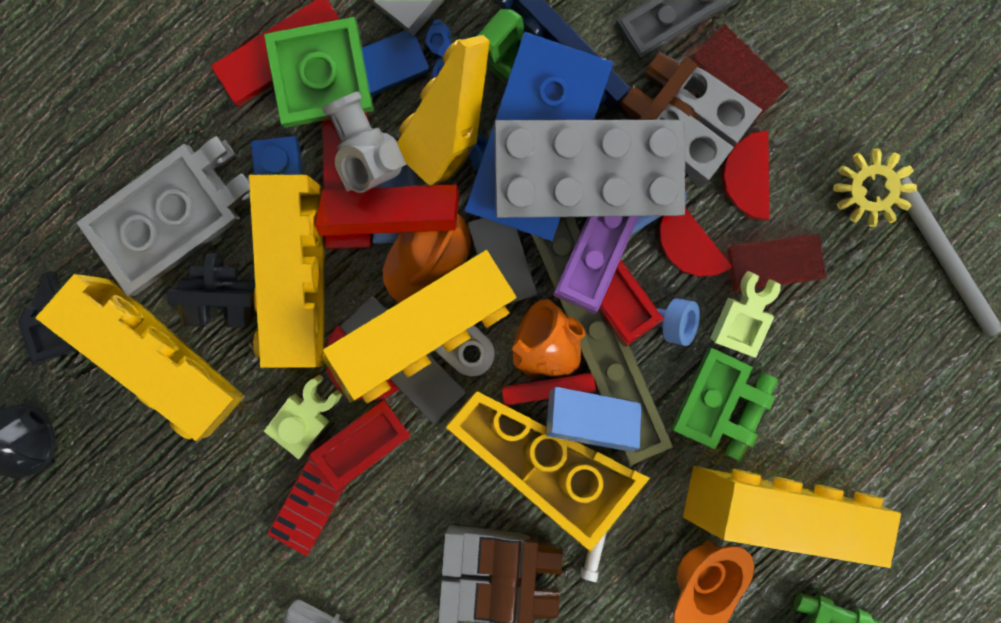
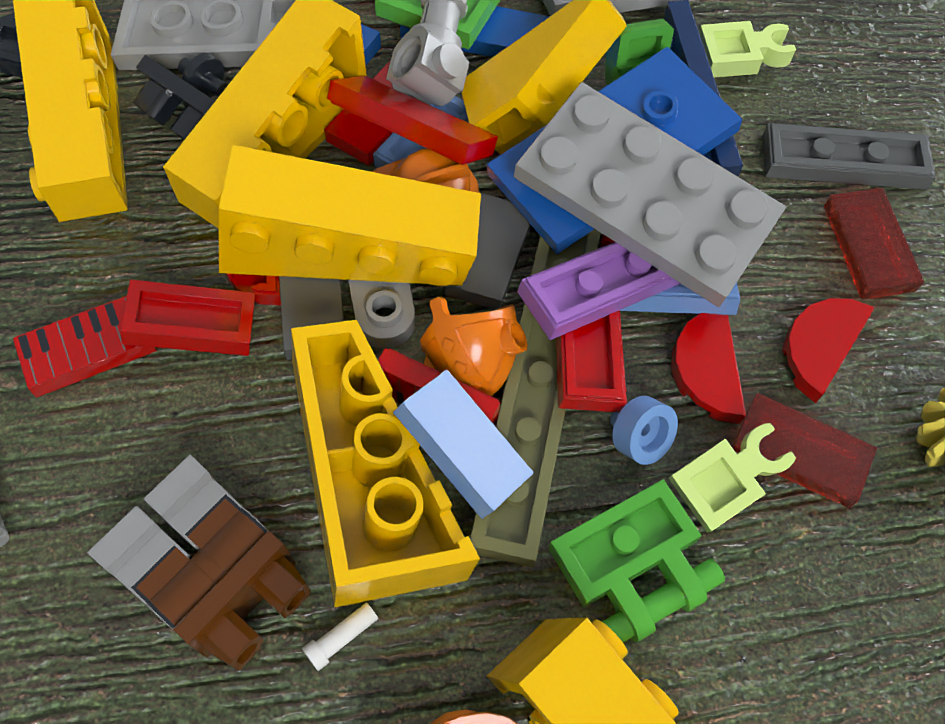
camera: 30 degrees right, 25 degrees down
(300, 420) = (160, 253): yellowish green plate -> none
(711, 111) = (809, 251): light grey hips -> none

